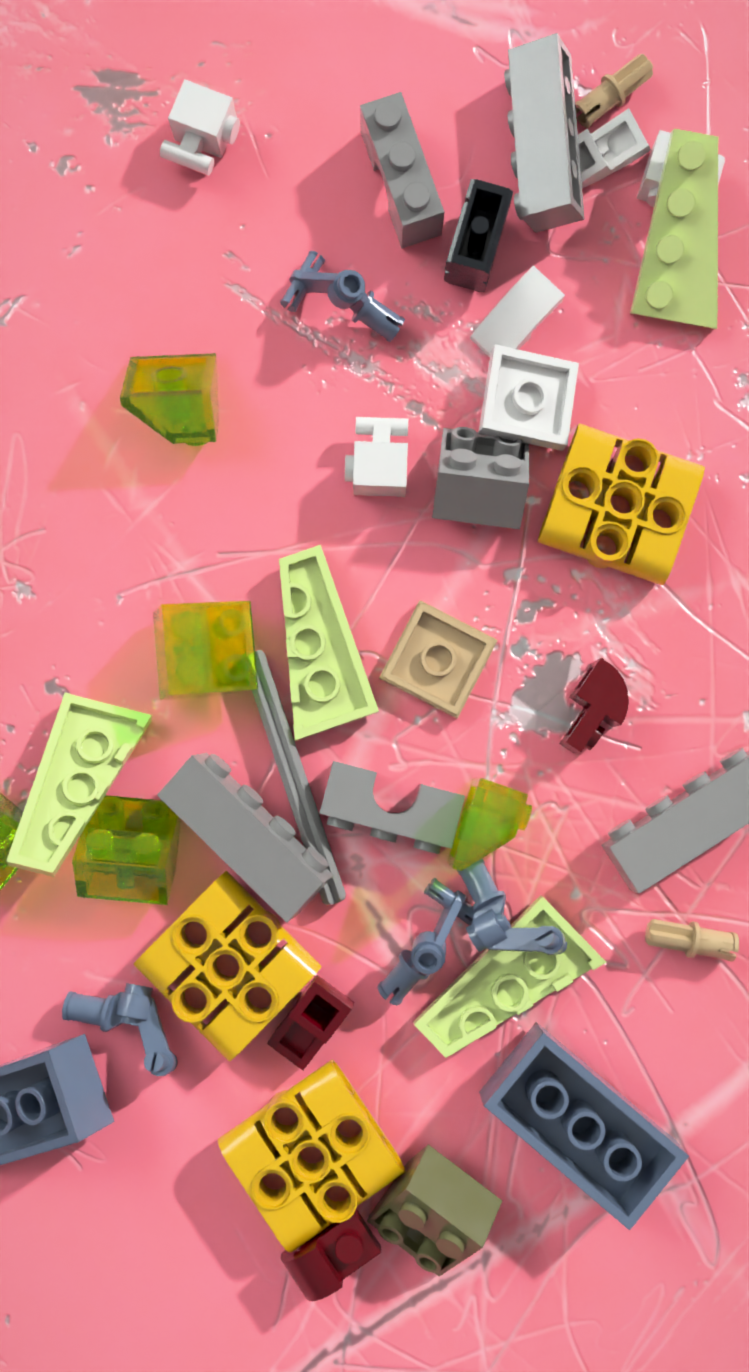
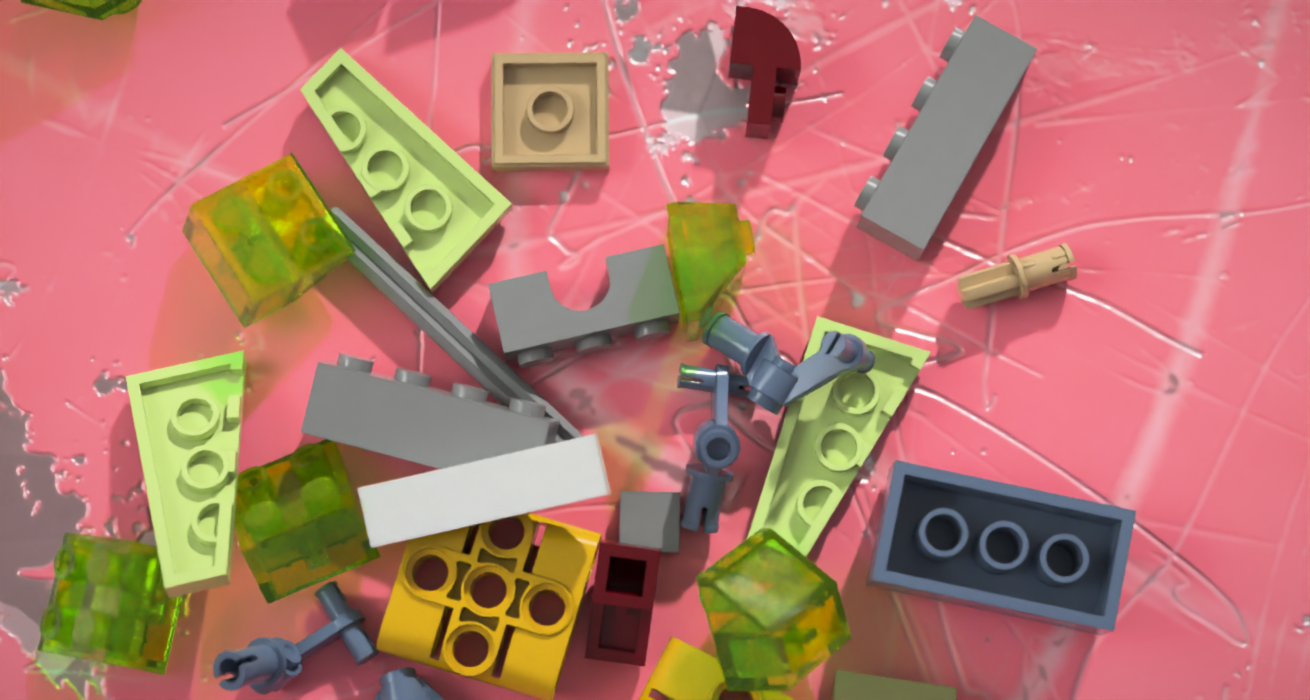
camera: 30 degrees left, 5 degrees down
(66, 936) = (273, 662): none -> sand blue pin
(255, 905) = (484, 490): none -> white tile
(358, 972) = (650, 519): none -> light grey tile
(403, 1093) = (771, 614): none -> clear neon green slope

